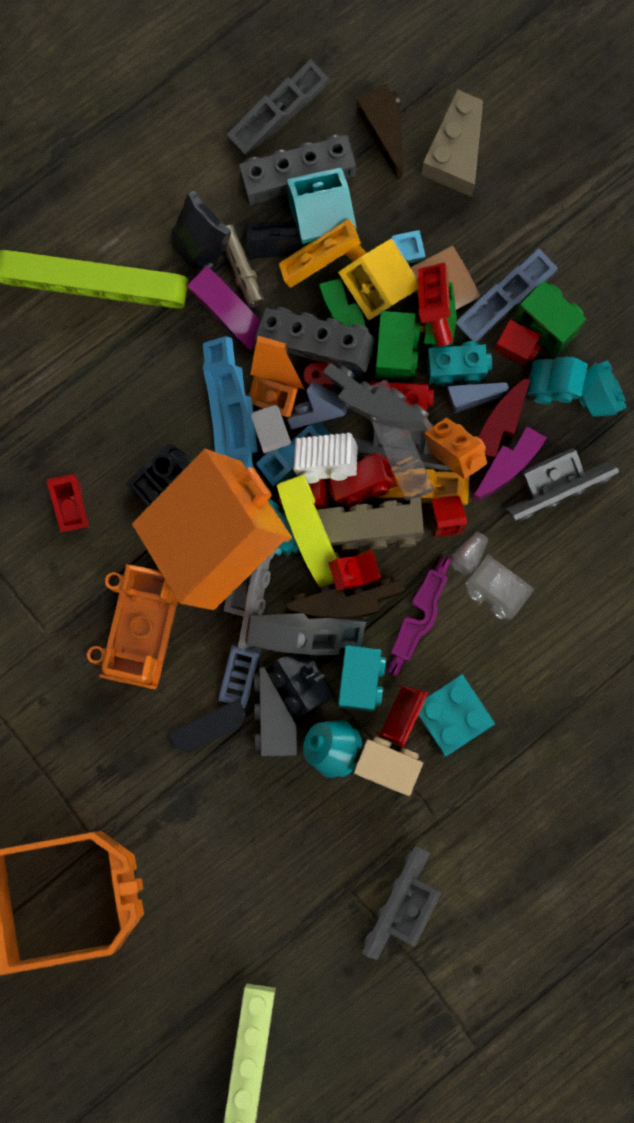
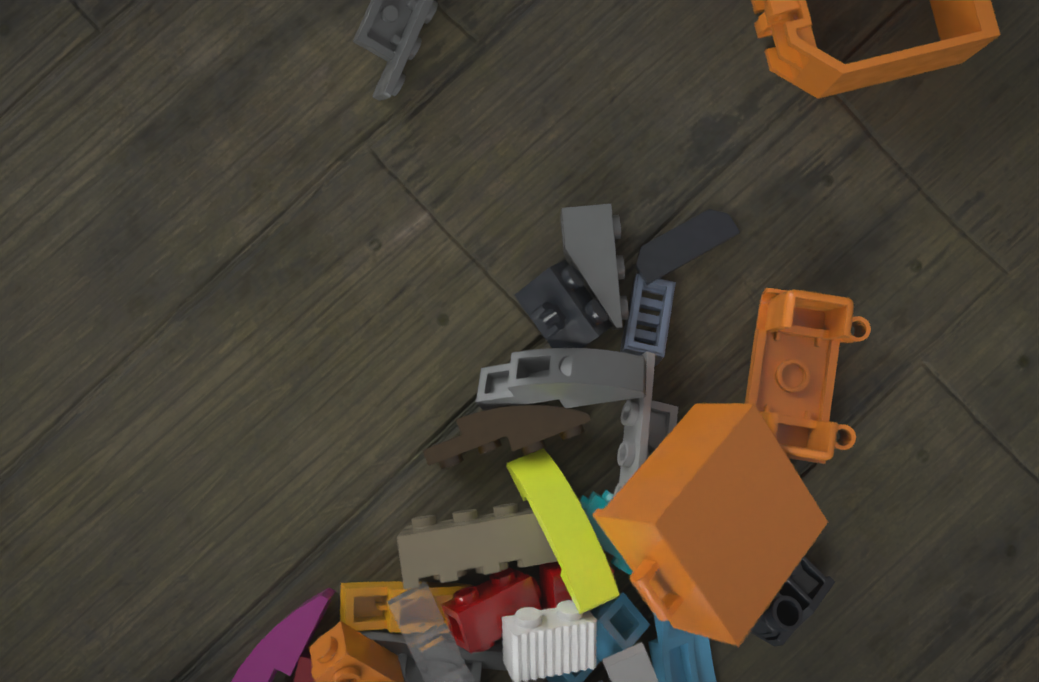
camera: 175 degrees right, 5 degrees up
(68, 502) = (919, 553): red slope -> none
(332, 748) = (512, 221): teal cone -> none
(355, 571) = (495, 474): red slope -> none
(360, 679) = (477, 317): teal brick -> none
(389, 767) = (432, 198): tan brick -> none
(403, 715) = (415, 272): red piece -> none
(412, 629) = (395, 439): magenta piece -> none
(448, 516) = (364, 564): red slope -> none
(454, 716) = (346, 279): teal brick -> none
(469, 554) = (334, 510): clear cone -> none
(498, 588) = (290, 463): clear brick -> none
(557, 479) = (211, 627): dark grey bracket -> none

